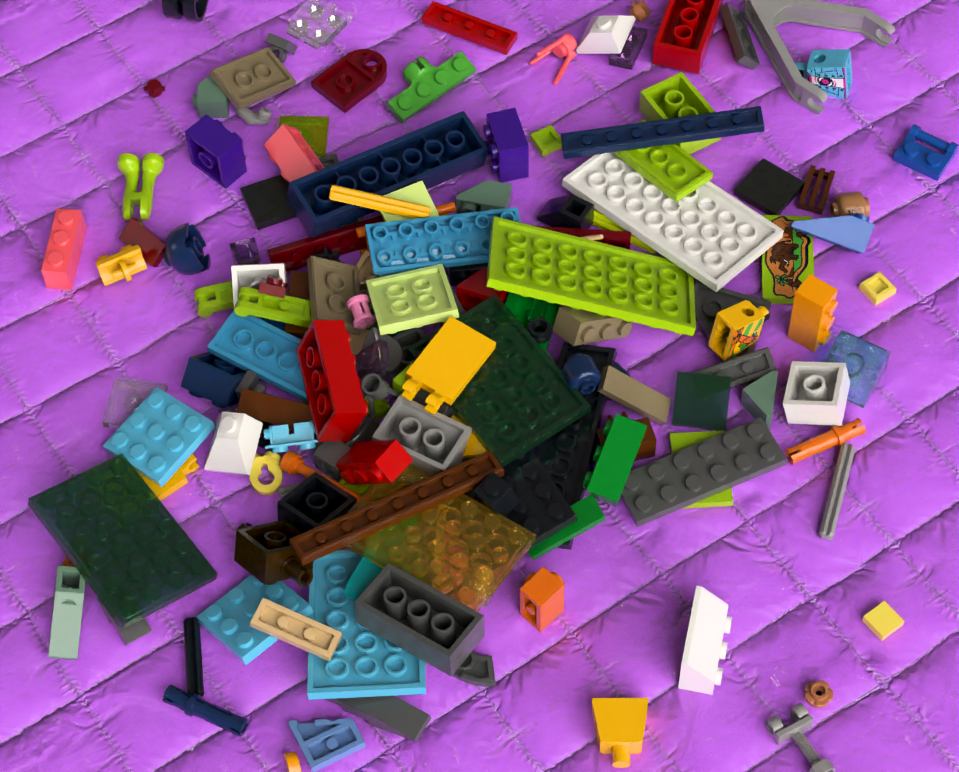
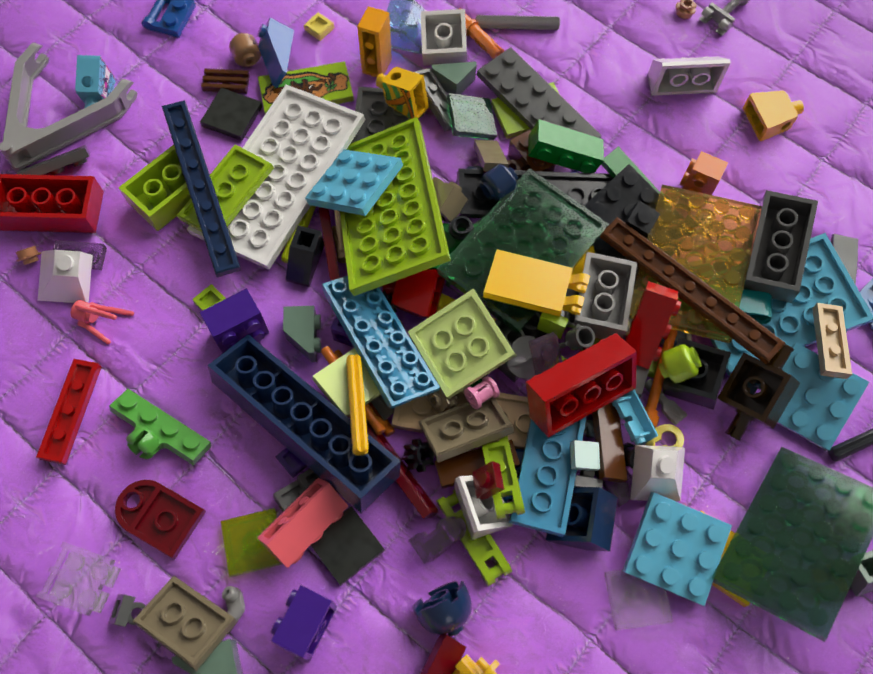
camera: 110 degrees left, 10 degrees up
(270, 381) = (585, 455): none -> light aqua tile
(323, 477) = (680, 363): none -> lime head
(626, 254) = (354, 182): none -> medium azure plate

